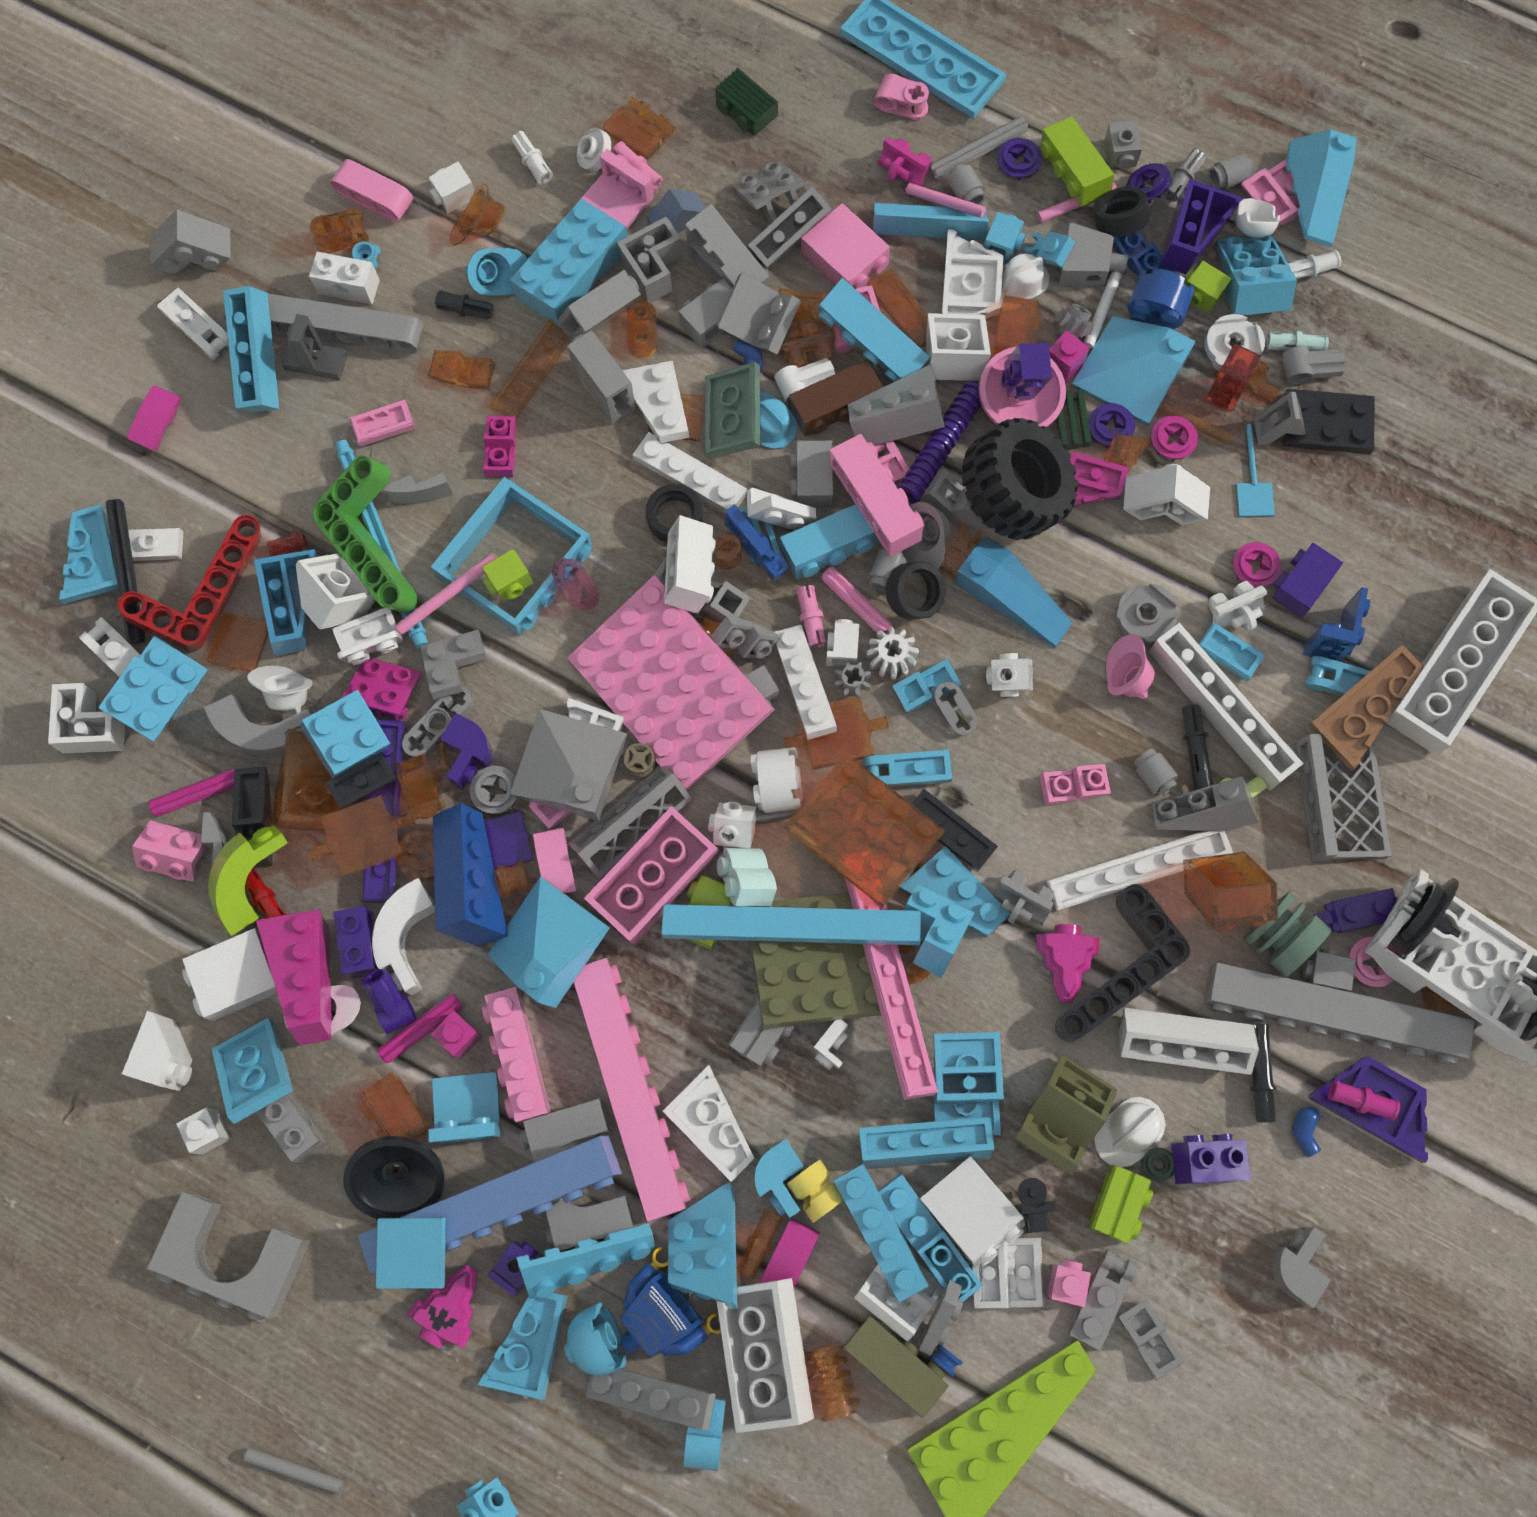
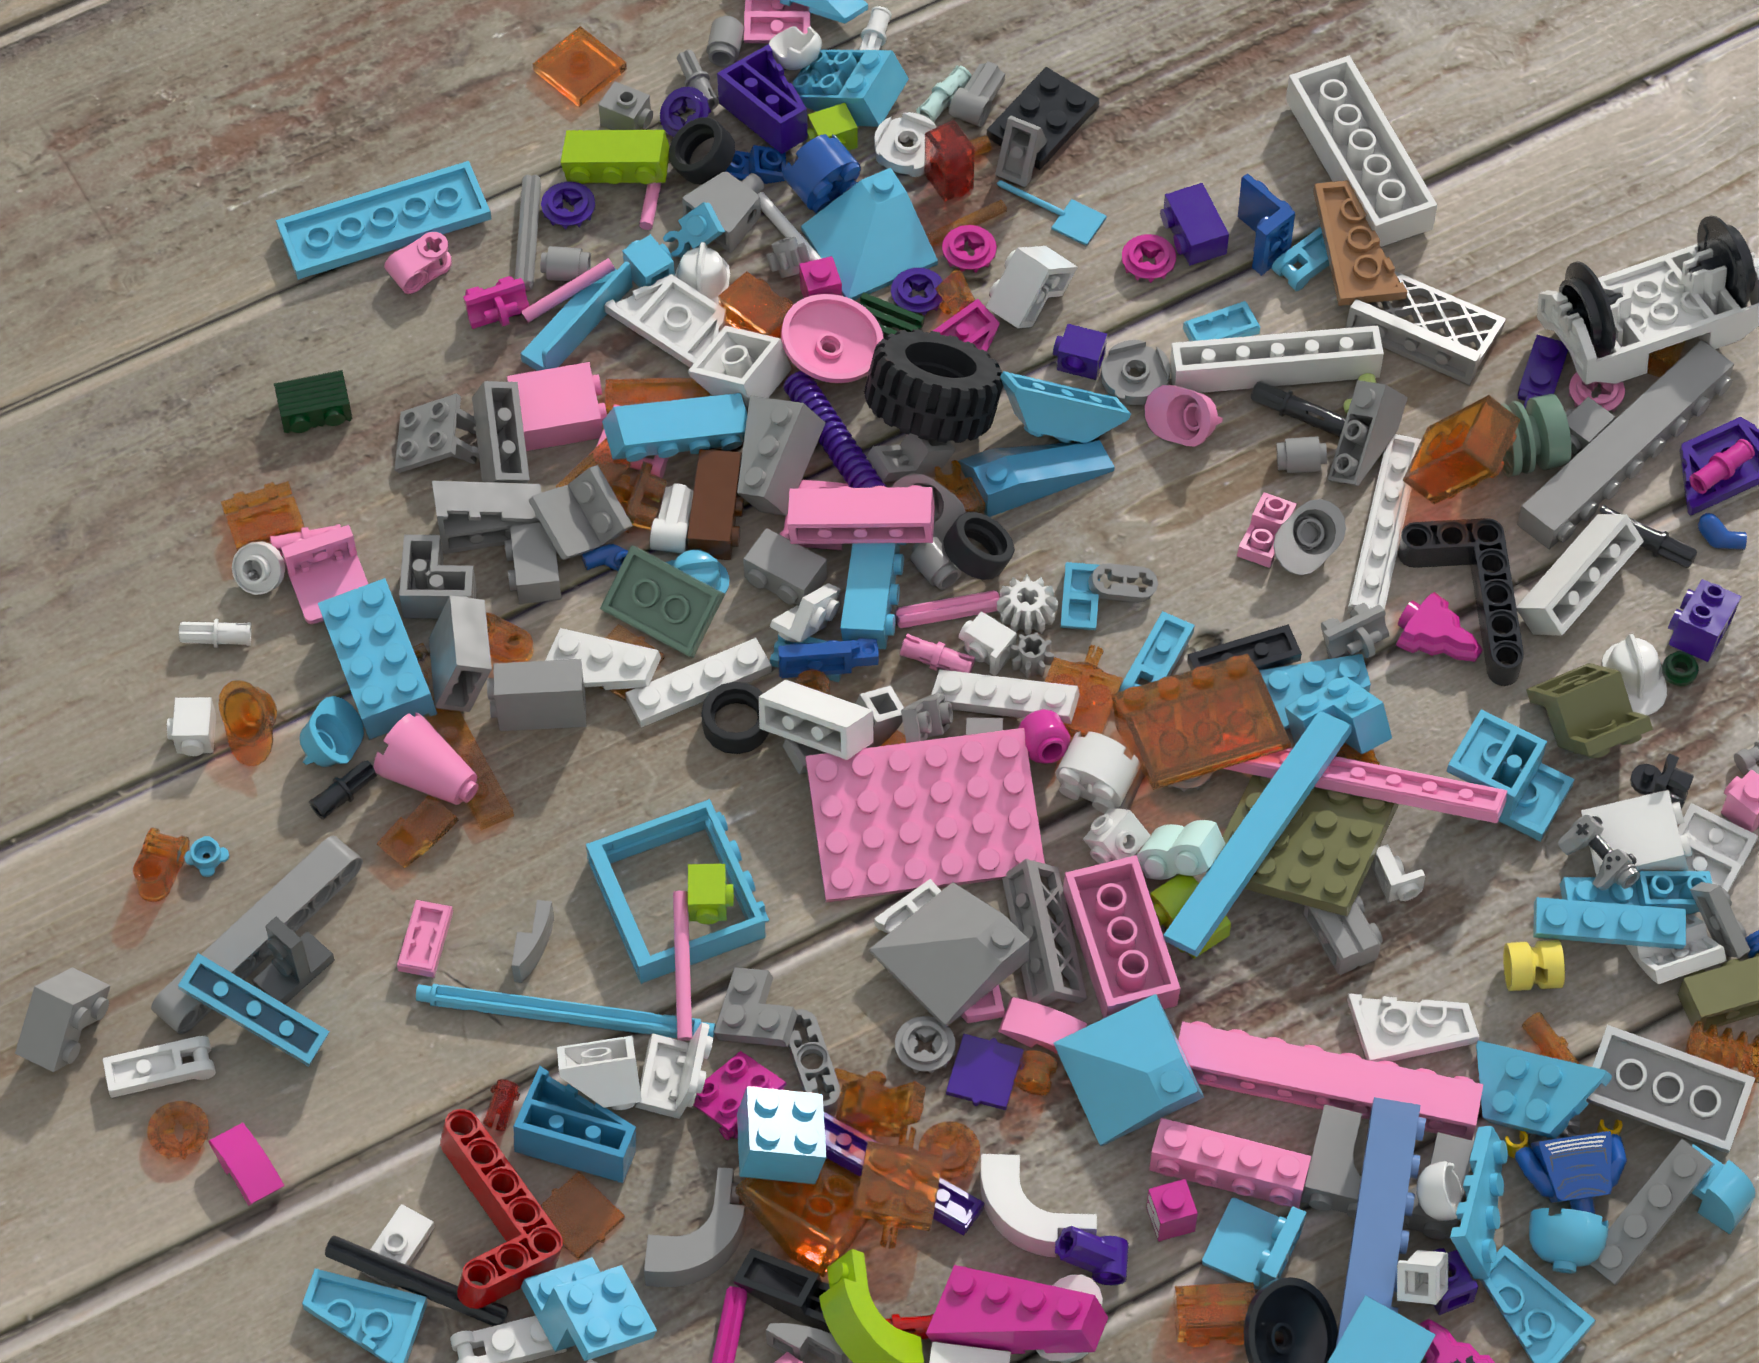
camera: 60 degrees left, 15 degrees down
(161, 352) = (163, 1123): none -> clear orange gear
(281, 687) = (671, 1189): white piece -> none
(338, 519) = (557, 1021): bright green beam -> none
(344, 278) = (223, 884): white brick -> none
(354, 941) = (1009, 1252): dark purple brick -> none
(361, 781) = (842, 1149): black plate -> none
(371, 190) = (132, 806): bright pink beam -> none
(419, 1028) = (1139, 1248): dark pink axle -> none
(465, 878) = (1008, 1108): blue wedge -> none
(472, 746) = (860, 1037): dark purple brick -> none
(484, 1253) = (1423, 1277): none -> white brick
(499, 446) = (535, 842): dark pink slope -> none
(505, 338) = (425, 762): none -> bright pink cone
(563, 1227) = (1439, 1191): none -> white hair
(570, 587) = (754, 843): clear pink beam -> none
(635, 755) = (988, 882): dark tan wheel -> none
(678, 207) = (387, 536): sand blue slope -> none
(771, 1172) = (1496, 1000): medium azure brick -> none
(780, 727) = (1045, 736): none -> dark pink head
(791, 1252) = (1580, 1022): dark pink slope -> none
(926, 1142) = (1538, 852): medium azure panel -> none
(928, 1211) = (1616, 866): none -> light grey piece
(1021, 675) = (1131, 507): white brick -> none
(1027, 371) = (829, 313): dark purple brick -> none
(1071, 575) = (1062, 409): none -> medium azure wedge
(1081, 818) = (1309, 536): none -> light grey piece
(1120, 1205) = (1699, 719): lime brick -> none
(1136, 564) = (1080, 351): none -> dark purple brick
(1141, 95) = (579, 66): none -> clear orange plate
(1240, 610) = (1188, 292): white hips -> none

